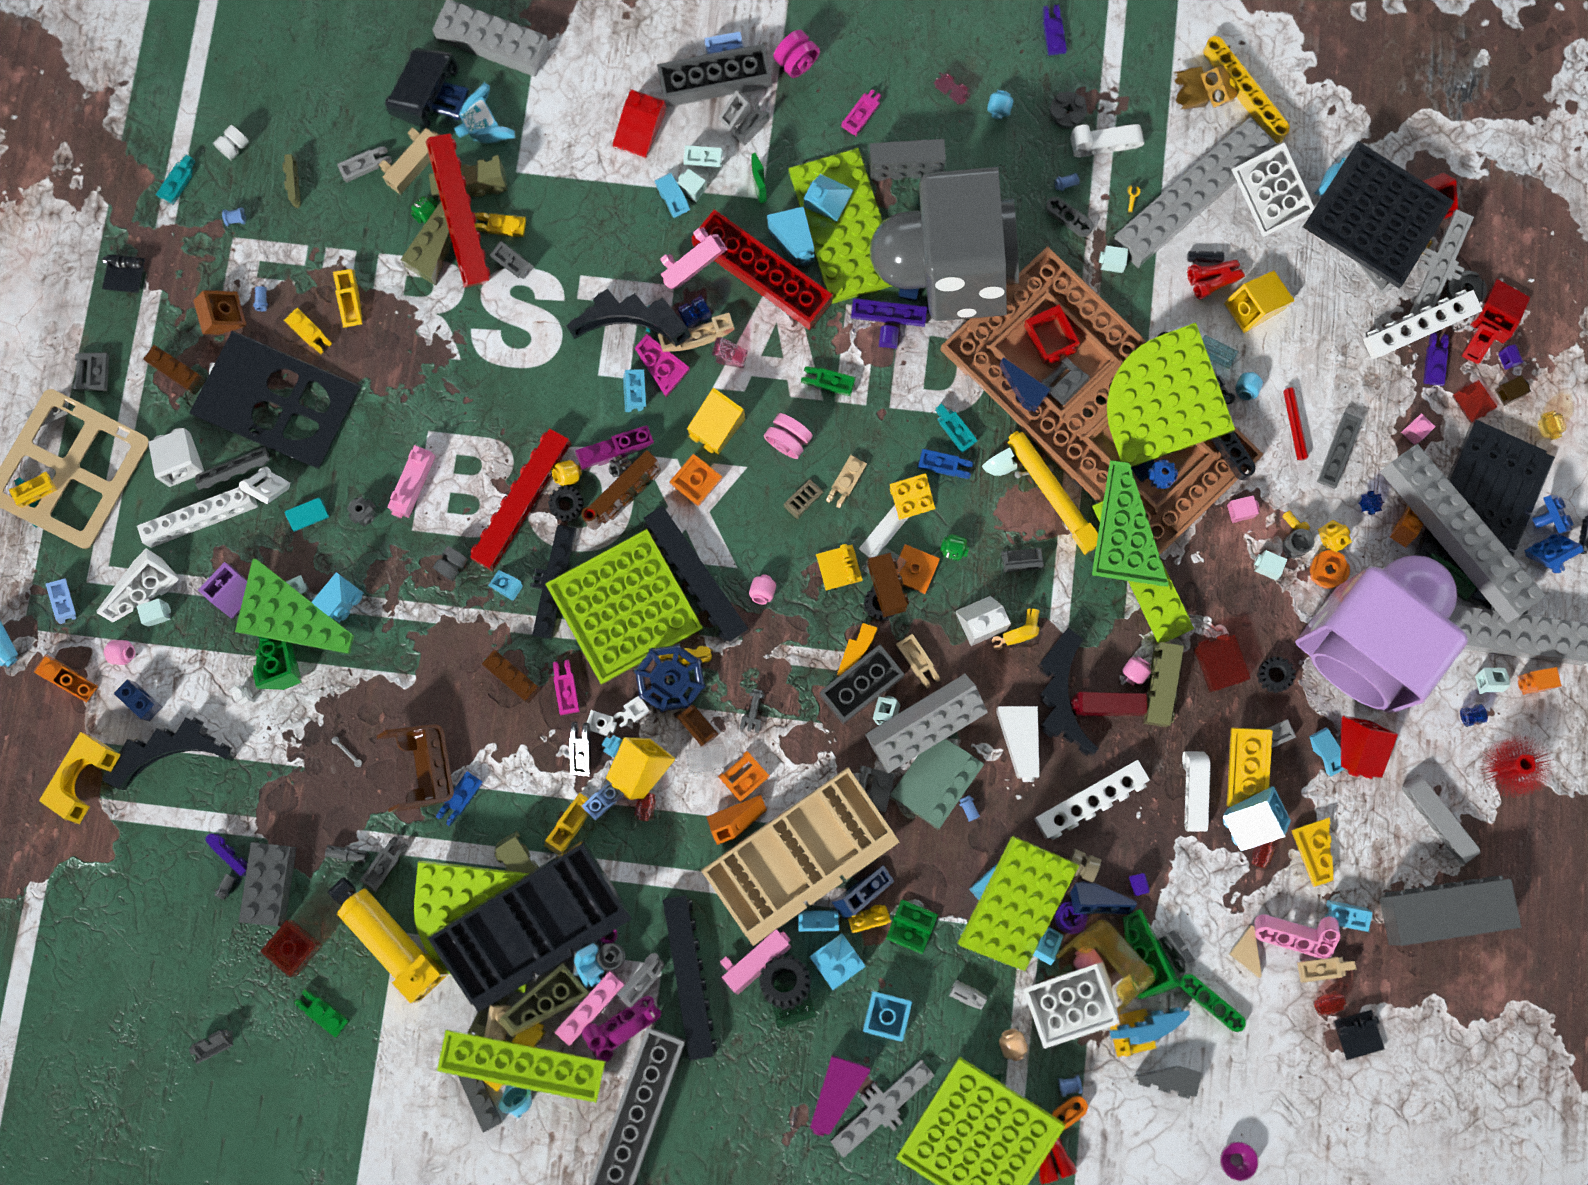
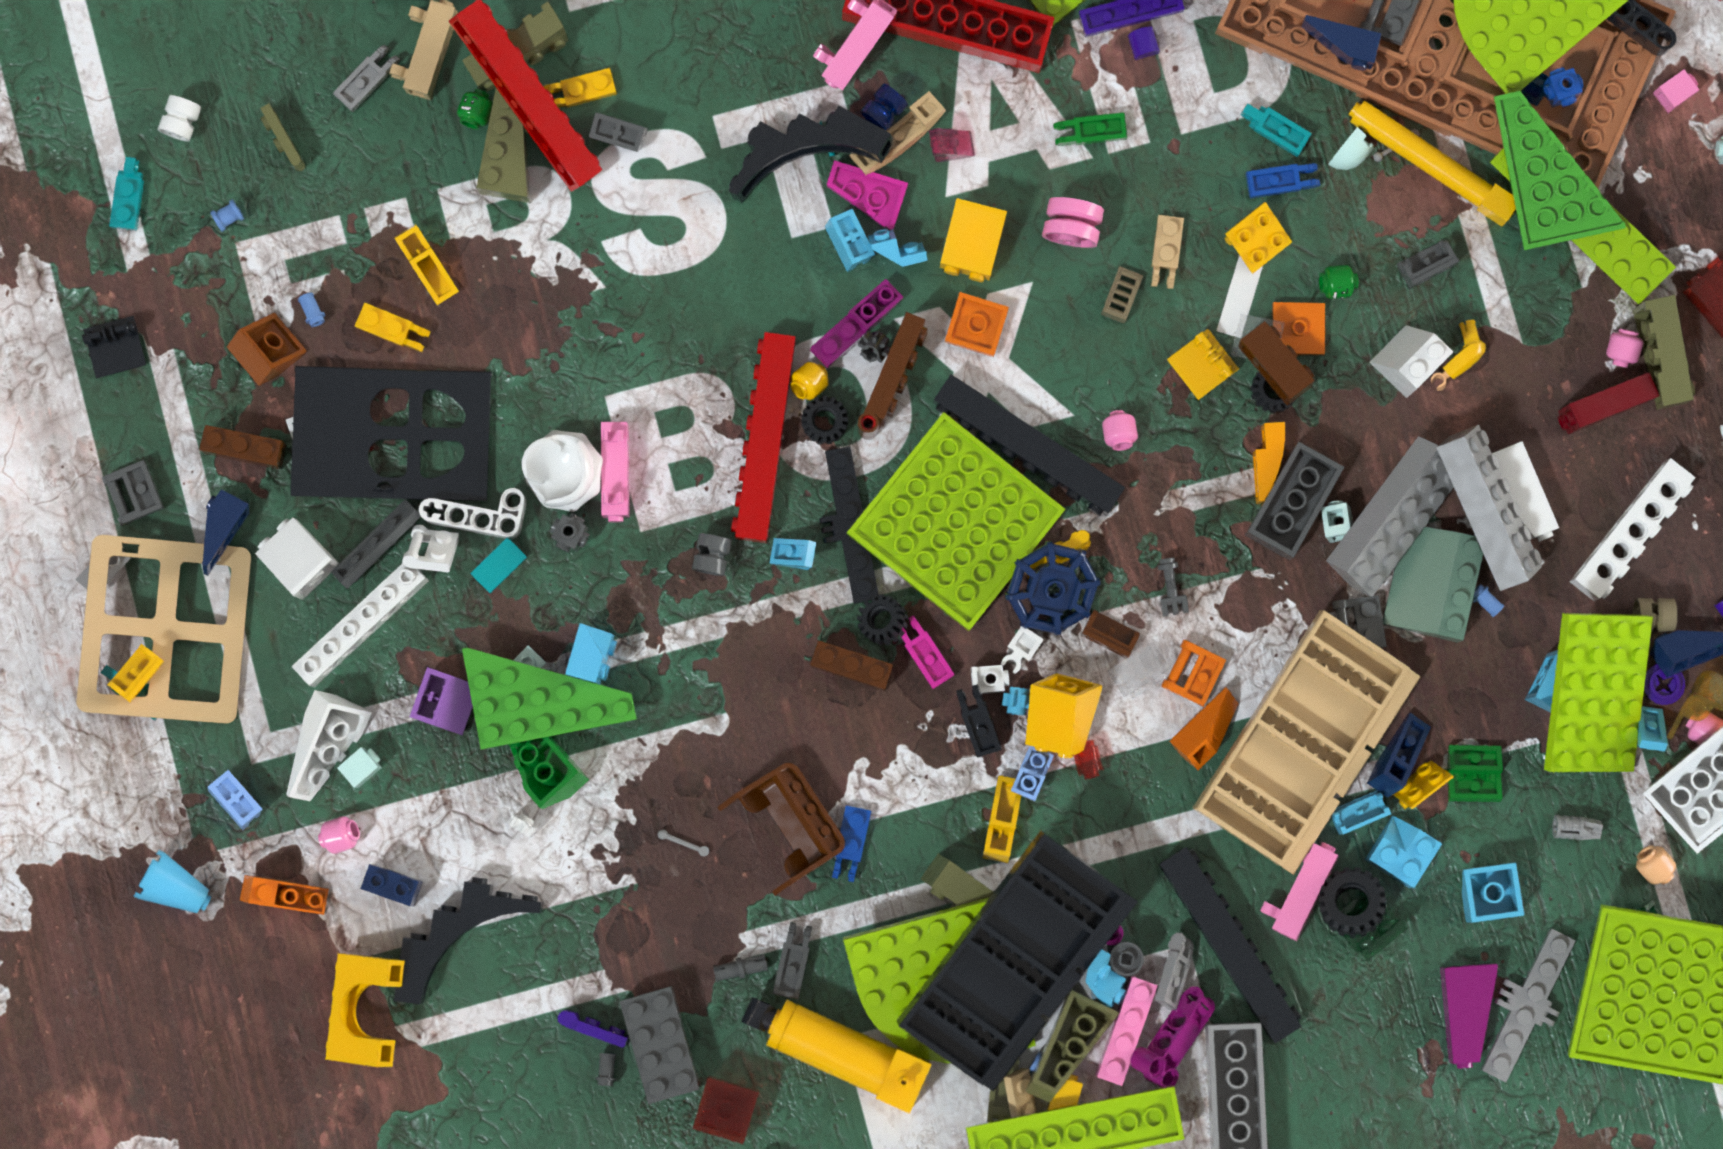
camera: 25 degrees left, 5 degrees up
(136, 414) = (223, 521): none -> dark blue slope
(303, 474) = (472, 513): none -> white beam
(375, 466) = (562, 470): none -> white piece
(541, 645) = (892, 629): none -> black tyre
(656, 402) = (886, 244): none -> medium azure slope
(917, 659) = (1348, 441): tan hinge -> none
(994, 742) = (1490, 507): none -> light grey brick
(1055, 694) = (1555, 445): black arch -> none

